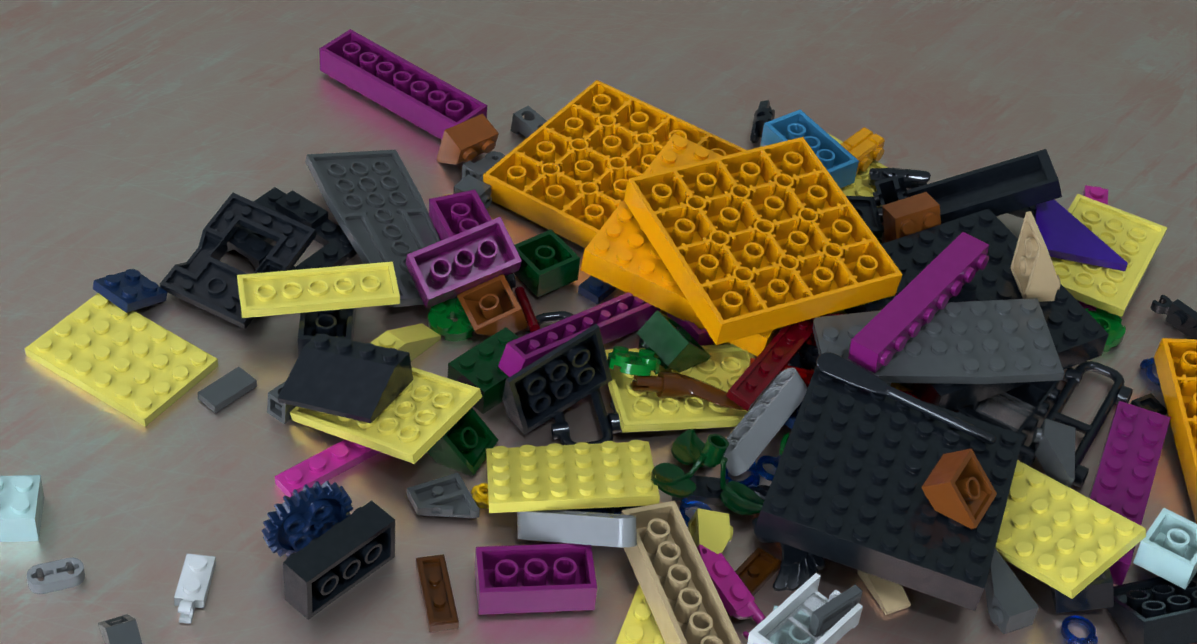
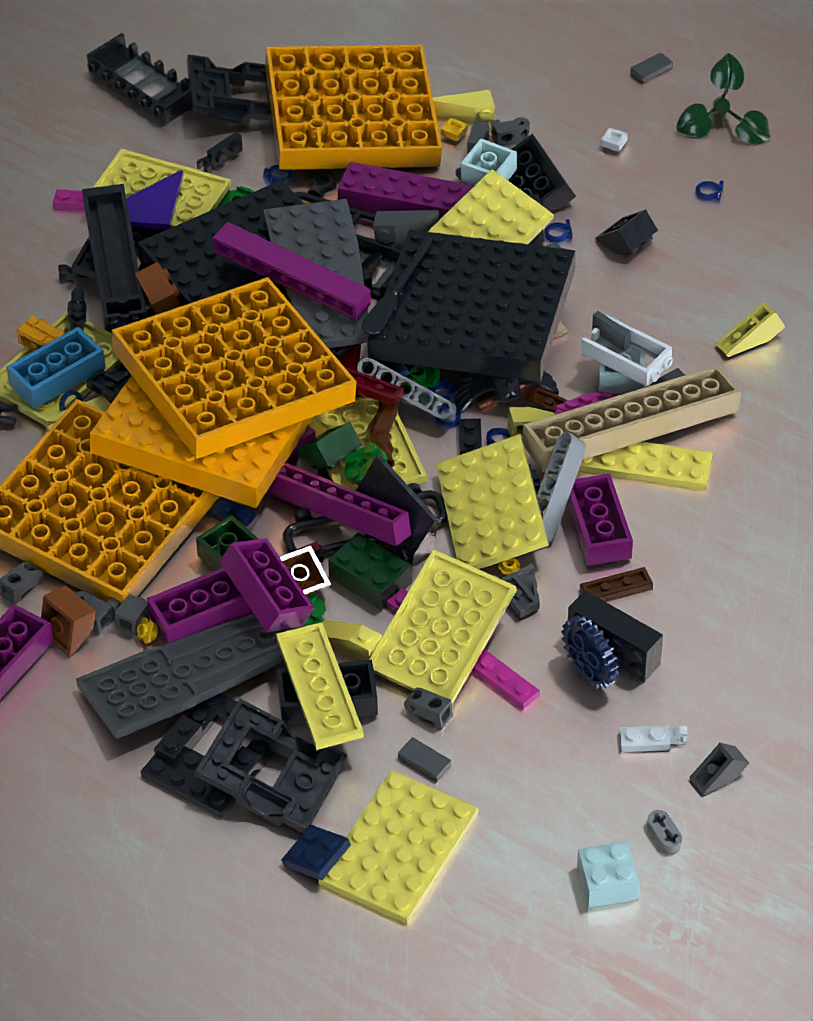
camera: 90 degrees left, 5 degrees up
(346, 378) = (428, 650): black slope -> none
(691, 450) = (480, 408): dark green plant -> none
(960, 488) = (492, 253): dark orange slope -> none
(1033, 265) = (234, 201): tan slope -> none

